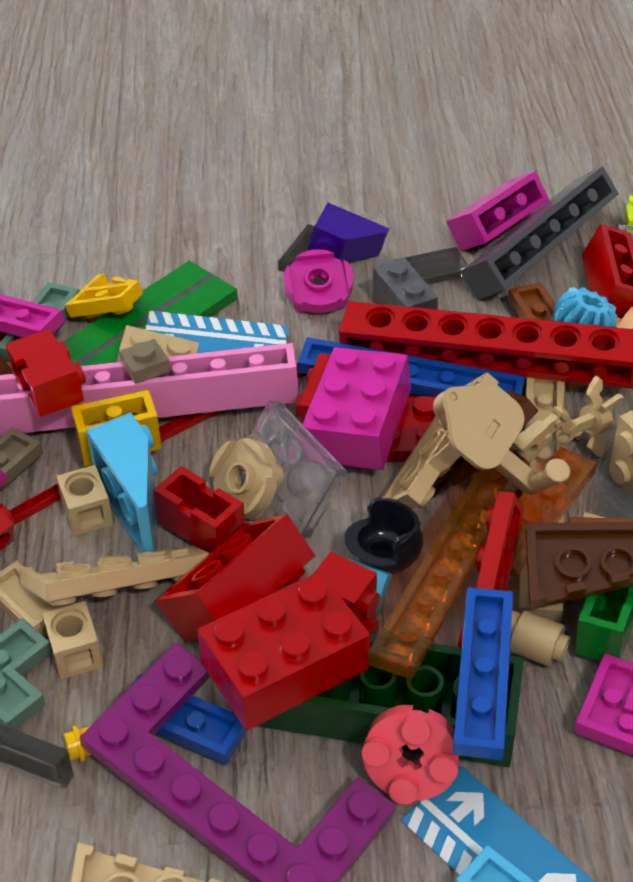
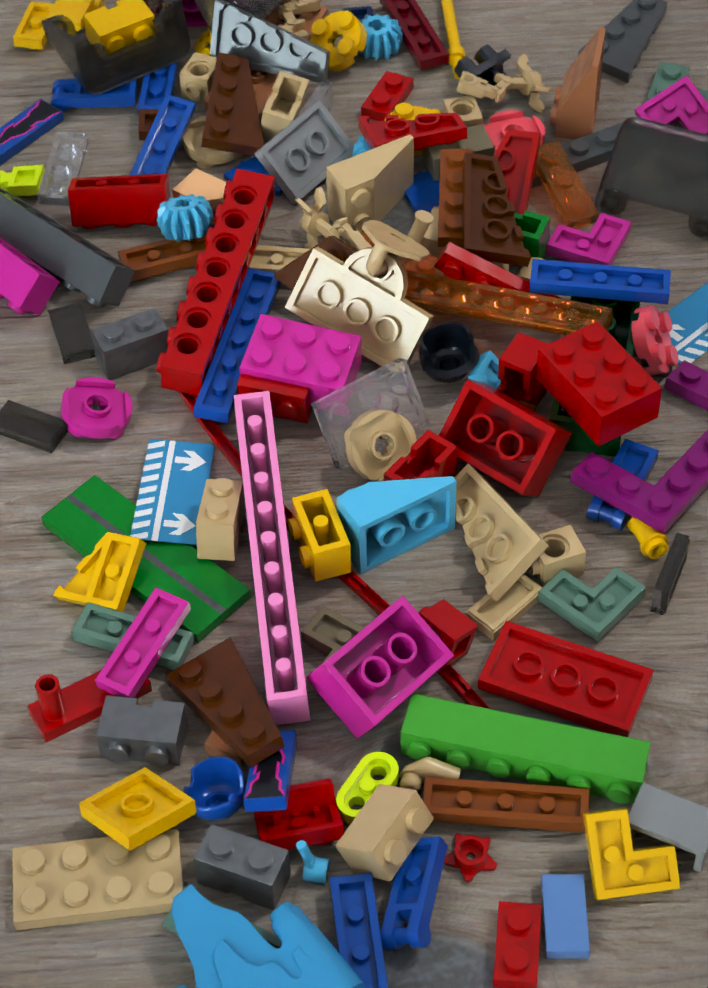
camera: 90 degrees left, 5 degrees up
(47, 370) = (279, 565): red brick -> none
(84, 500) = (395, 566): tan brick -> none
(145, 361) = (257, 498): dark tan plate -> none
(347, 234) = (31, 385): dark purple slope -> none

